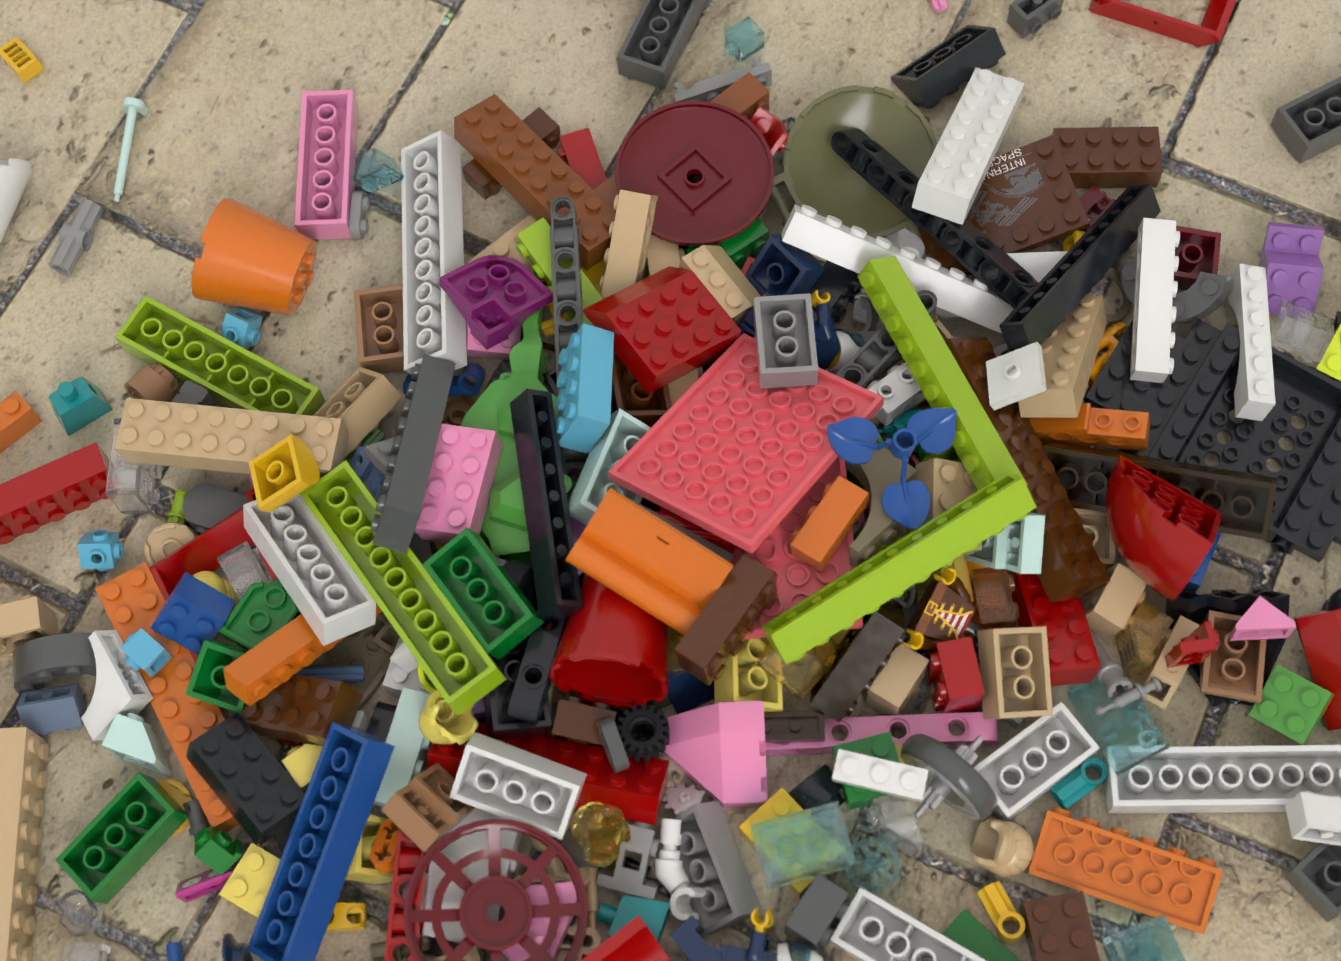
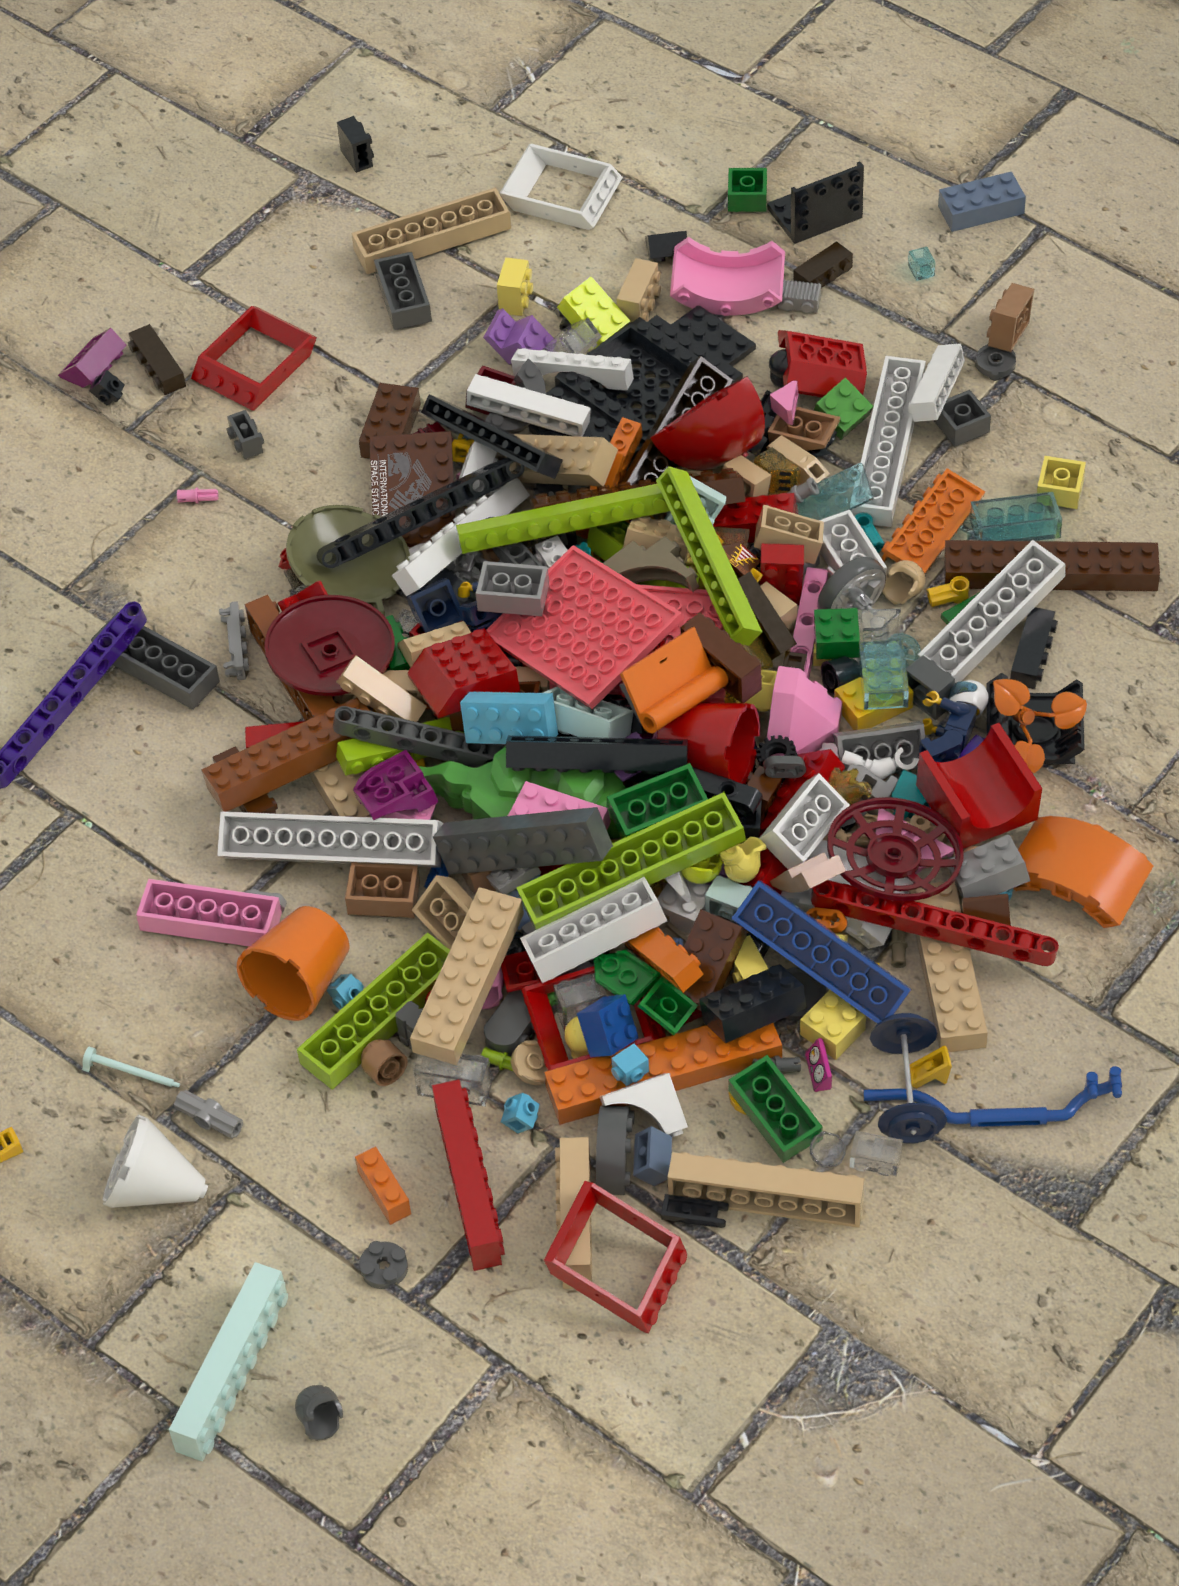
camera: 80 degrees left, 15 degrees down
(78, 404) = (377, 1113): teal torso -> none
(136, 743) = (701, 1091): light aqua slope -> none
(217, 849) = (800, 1042): green brick -> none
(283, 473) = (521, 921): yellow brick -> none
(376, 171) = (231, 873): clear light blue slope -> none
(744, 39) = (196, 619): clear light blue brick -> none
(829, 523) = (663, 587): orange brick -> none
(880, 775) = (848, 611): white brick -> none
(931, 429) = (607, 521): blue plant -> none
(949, 65) = (270, 497): black slope -> none
(968, 146) = (362, 482): white brick -> none
(1016, 376) = (579, 471): white plate -> none
(1138, 692) = (818, 476): light grey piece -> none
(1195, 647) = (795, 433): red bracket -> none

